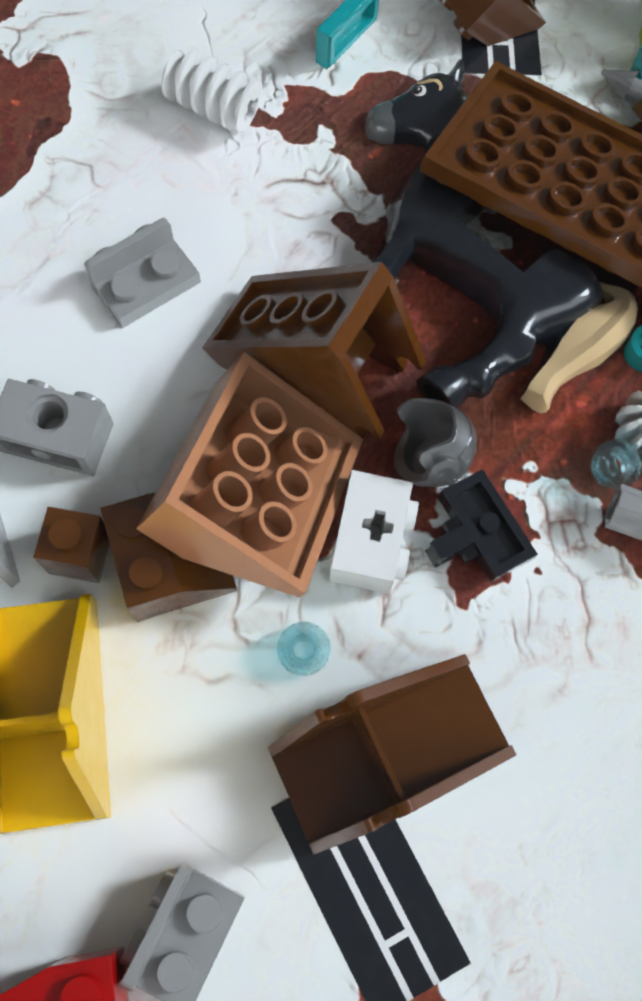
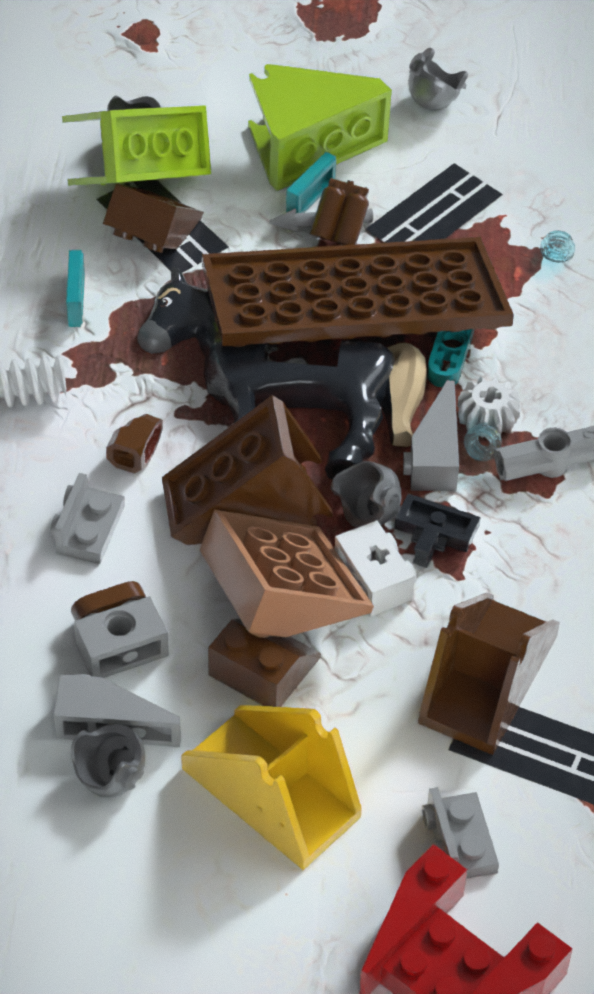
camera: 35 degrees left, 20 degrees down
(72, 544) = (203, 687): reddish brown brick -> none
(74, 377) = (107, 599): none -> reddish brown beam
(260, 222) = (134, 443): none -> reddish brown rock
(303, 632) = (391, 646): clear light blue plate -> none
(558, 431) = (434, 446): none -> light grey slope

